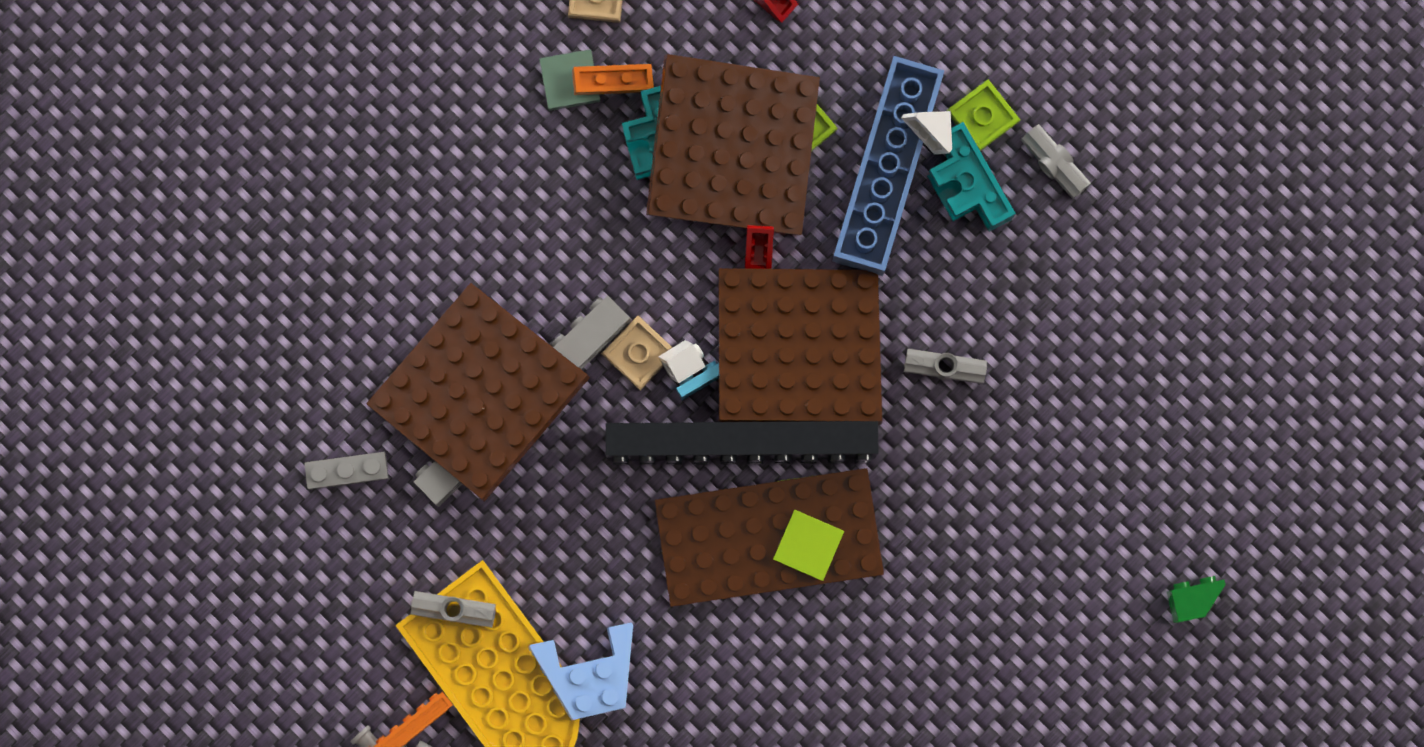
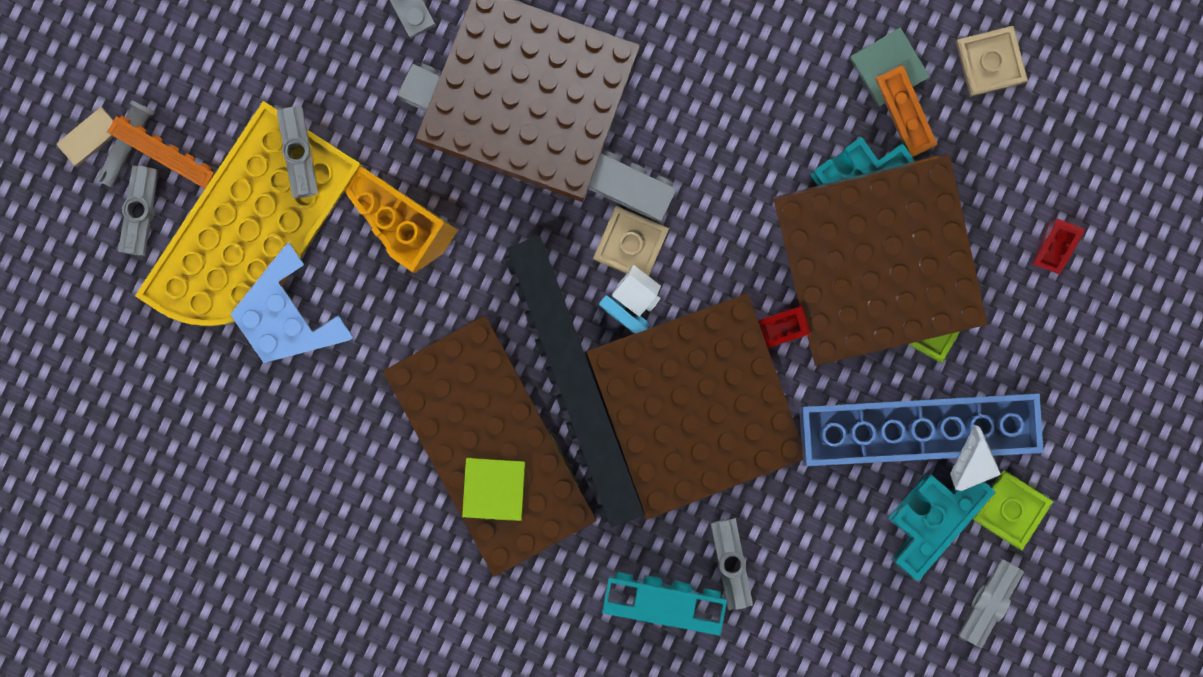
camera: 70 degrees right, 5 degrees up
(550, 542) = (404, 226): none -> light orange wedge
(960, 432) = (665, 603): none -> teal piece

